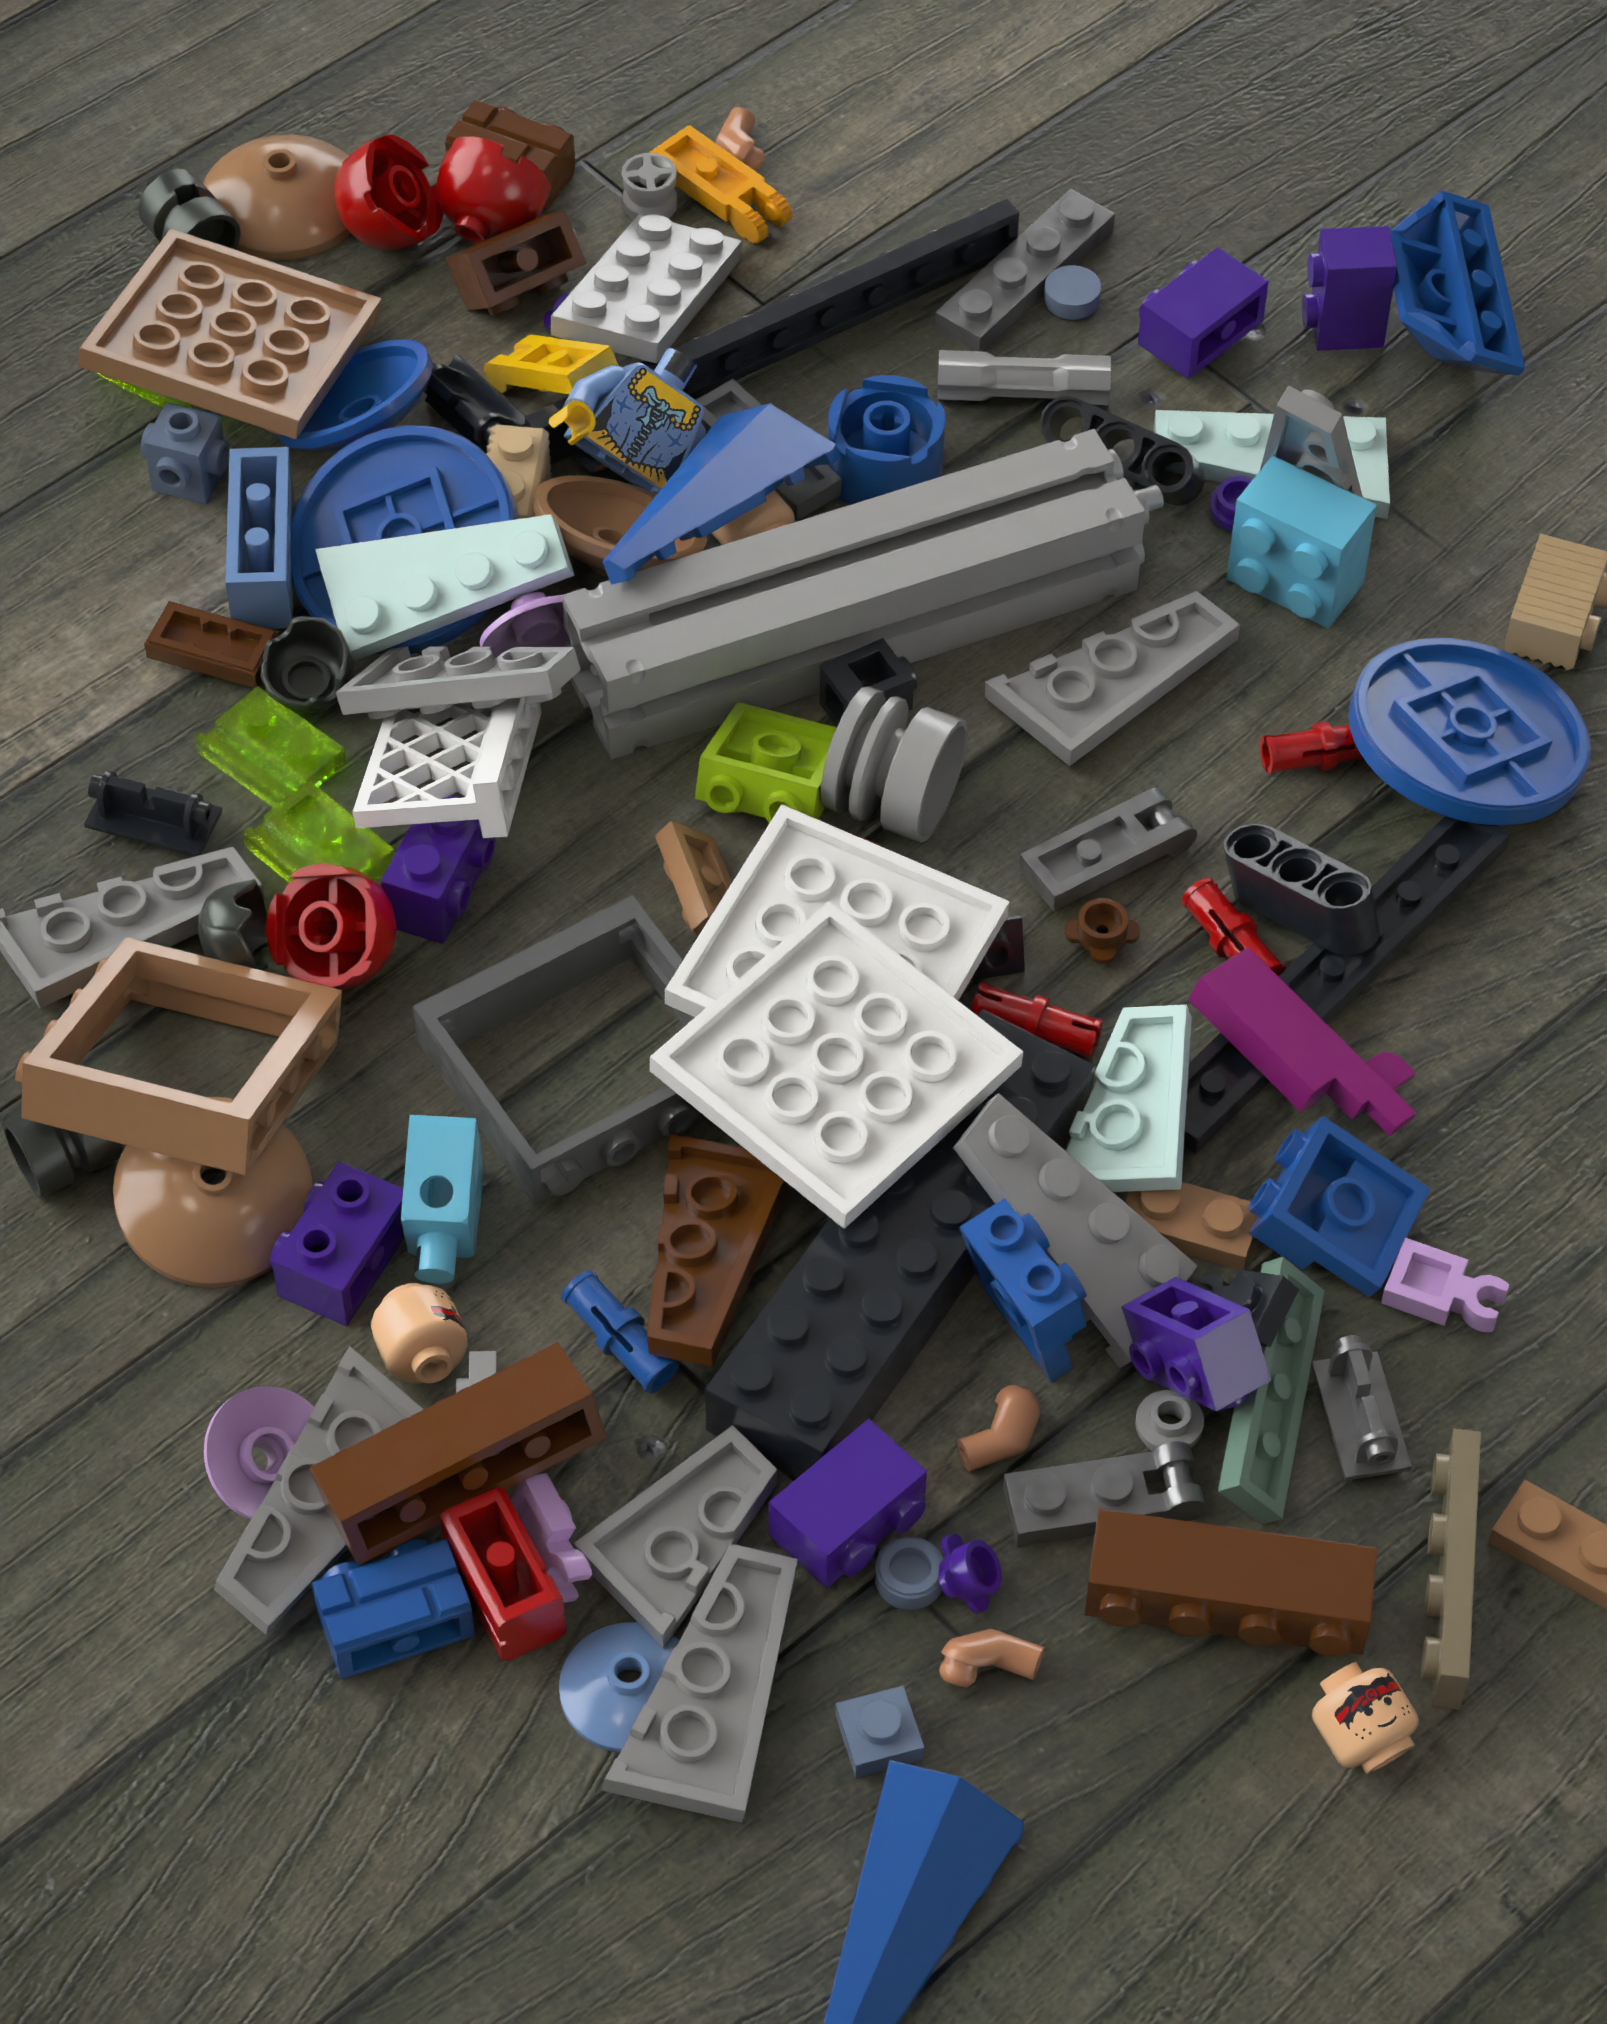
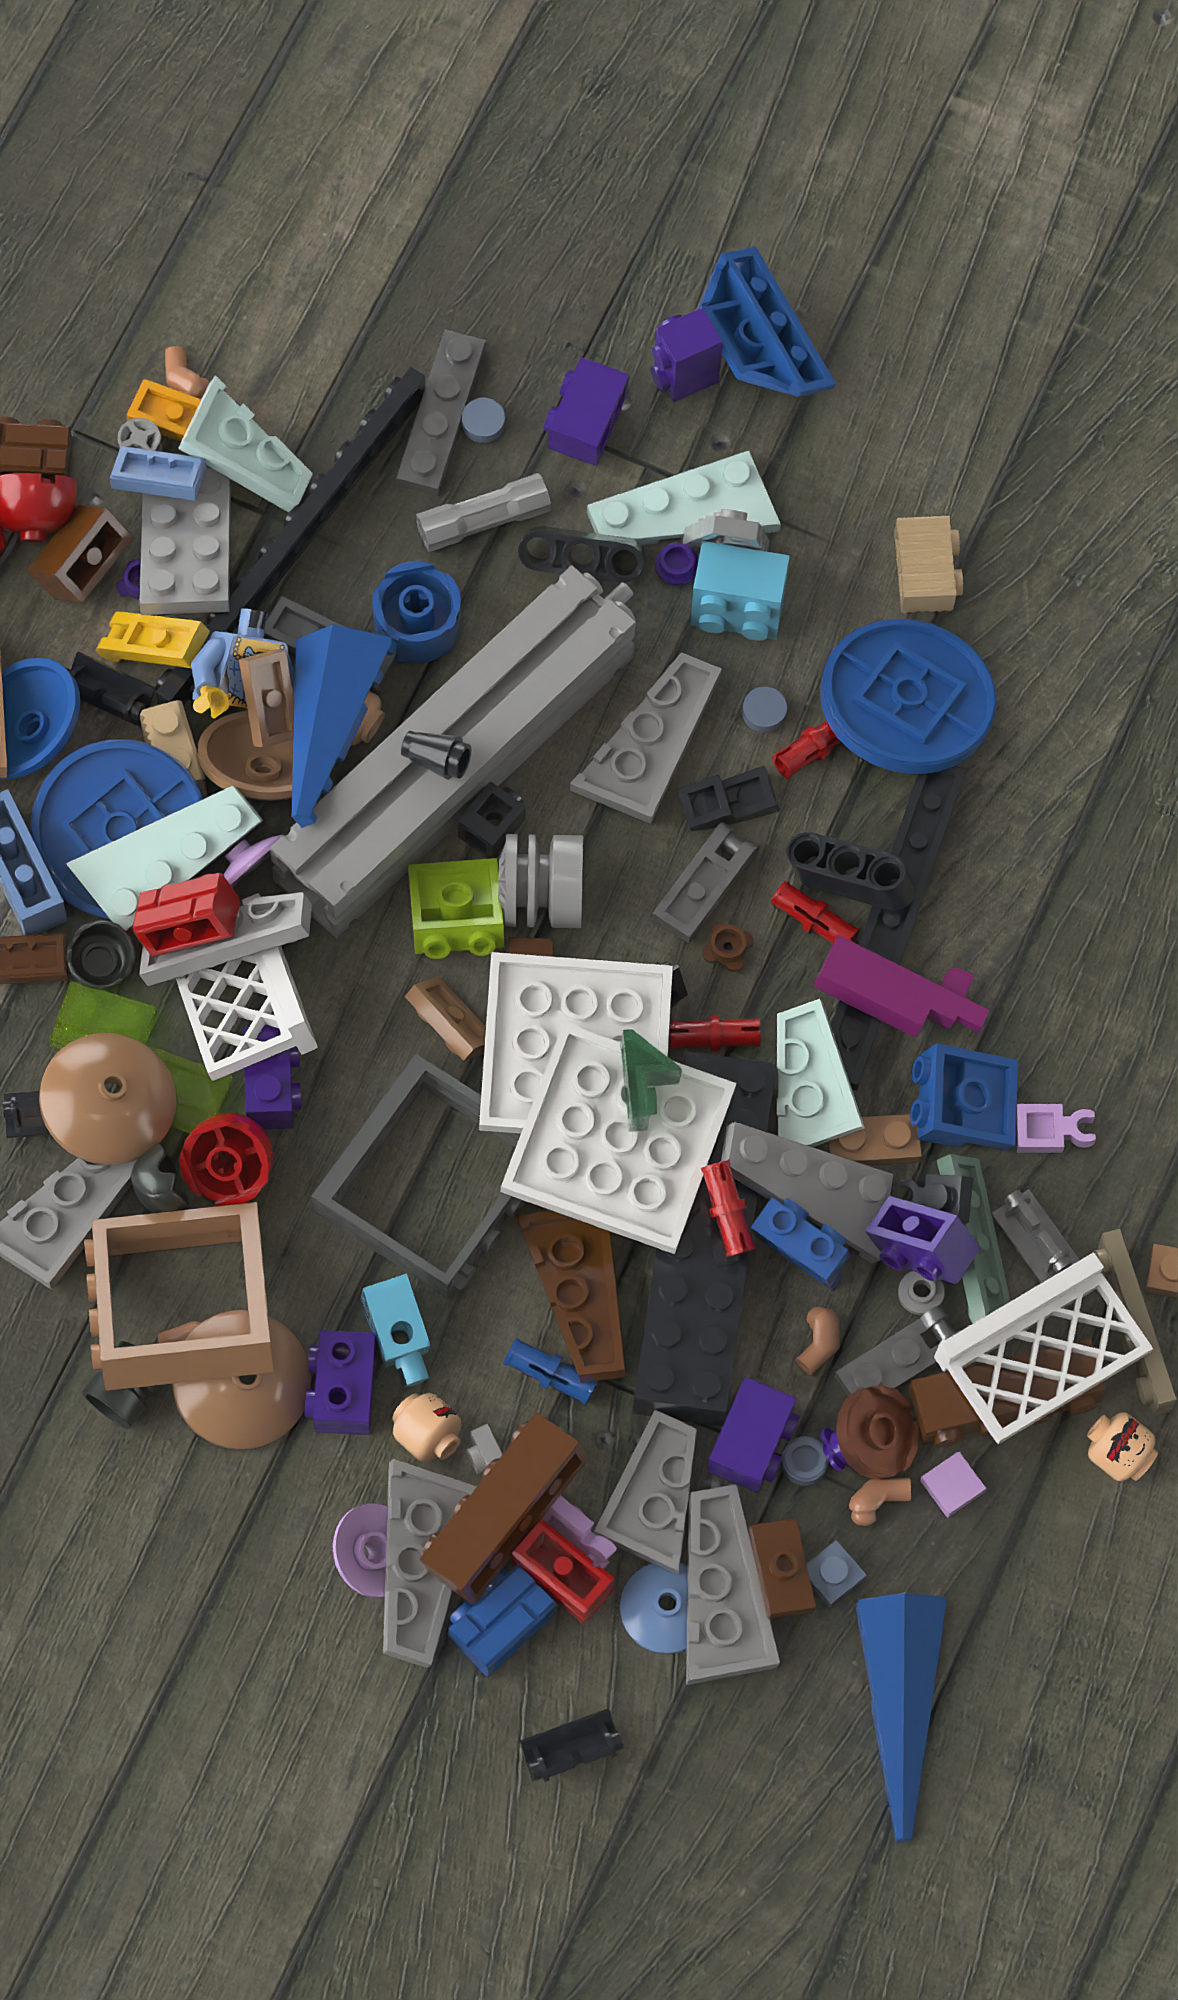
camera: 25 degrees left, 15 degrees up
(218, 835) = (103, 1124): none -> medium nougat dish
(402, 1805) = (571, 1745): none -> black hinge
(423, 636) = (186, 914): none -> red brick
(649, 205) = (158, 473): none -> medium blue plate
(650, 448) = (268, 697): none -> medium nougat plate
(759, 215) = (242, 450): none -> light aqua wing
(806, 1688) = (782, 1568): none -> reddish brown plate
(823, 558) = (438, 753): none -> black cone
(900, 983) = (643, 1067): none -> clear green slope
(939, 1192) = (727, 1208): none -> red pin
(1023, 1565) = (877, 1432): none -> copper tile
(1103, 1681) = (953, 1484): none -> lavender tile
(1186, 775) = (728, 800): none -> black slope
(1276, 692) = (764, 709): none -> sand blue tile
(1278, 1480) = (1022, 1314): none -> white fence

